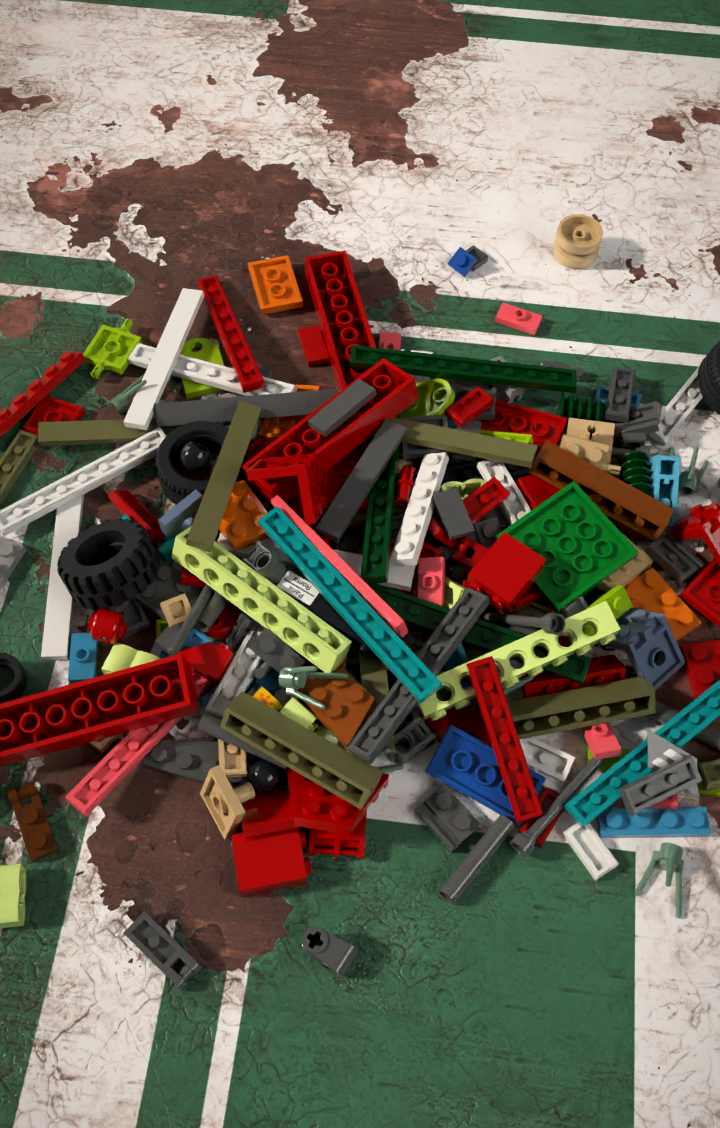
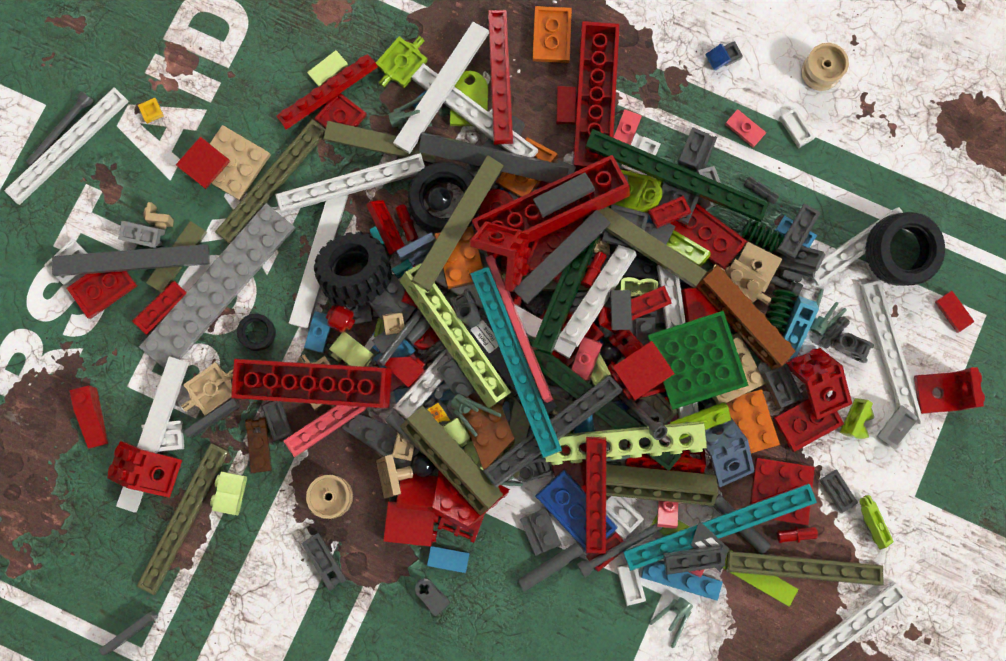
camera: 15 degrees right, 20 degrees up
(30, 371) = (327, 68): none -> yellowish green tile
(50, 780) = (277, 420): none -> dark grey tile
(137, 842) = (318, 500): none -> tan wheel
(162, 505) = (406, 223): none -> red axle
(336, 893) = (448, 559): none -> dark azure tile
(475, 344) = (697, 149): none -> dark grey plate
(573, 305) = (797, 127): none -> white tile
(706, 486) = (834, 332): none -> dark grey axle

